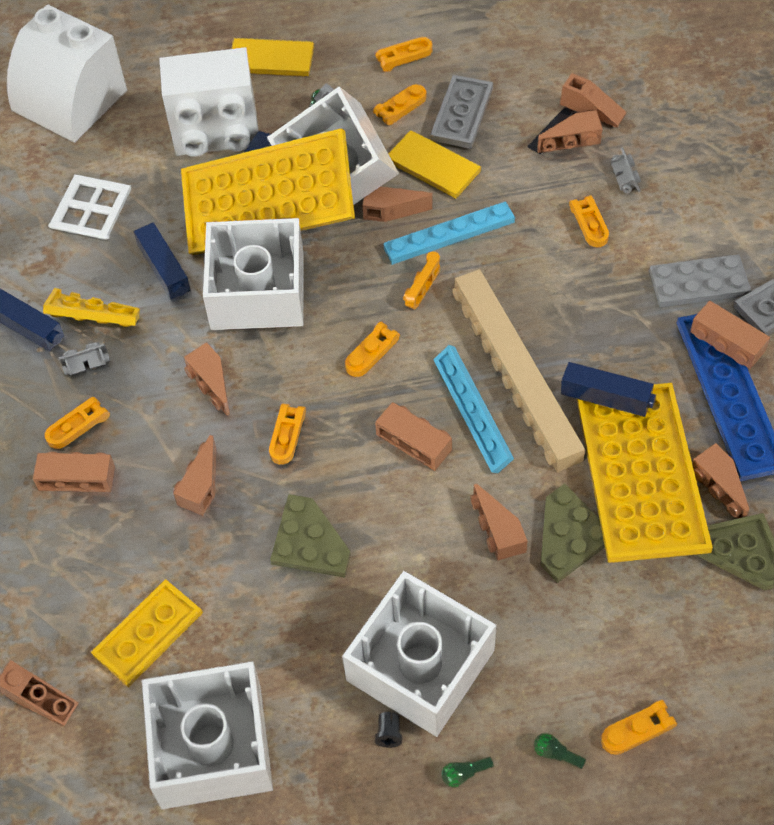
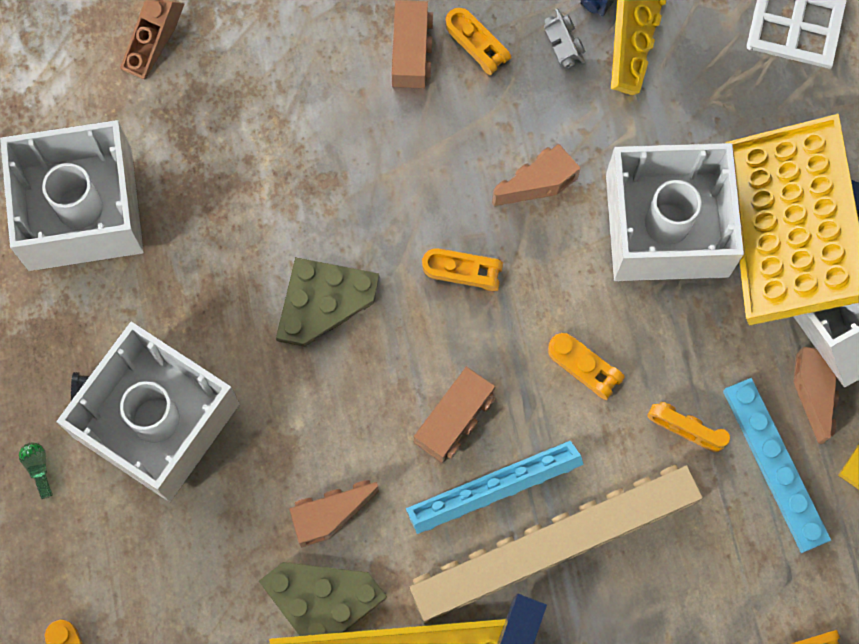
camera: 85 degrees right, 15 degrees up
(146, 633) = (218, 138): yellow tile -> none
(162, 261) = (710, 110): dark blue brick -> none
(198, 484) = (394, 176): nougat slope -> none
(550, 747) = (54, 560): clear green piece -> none

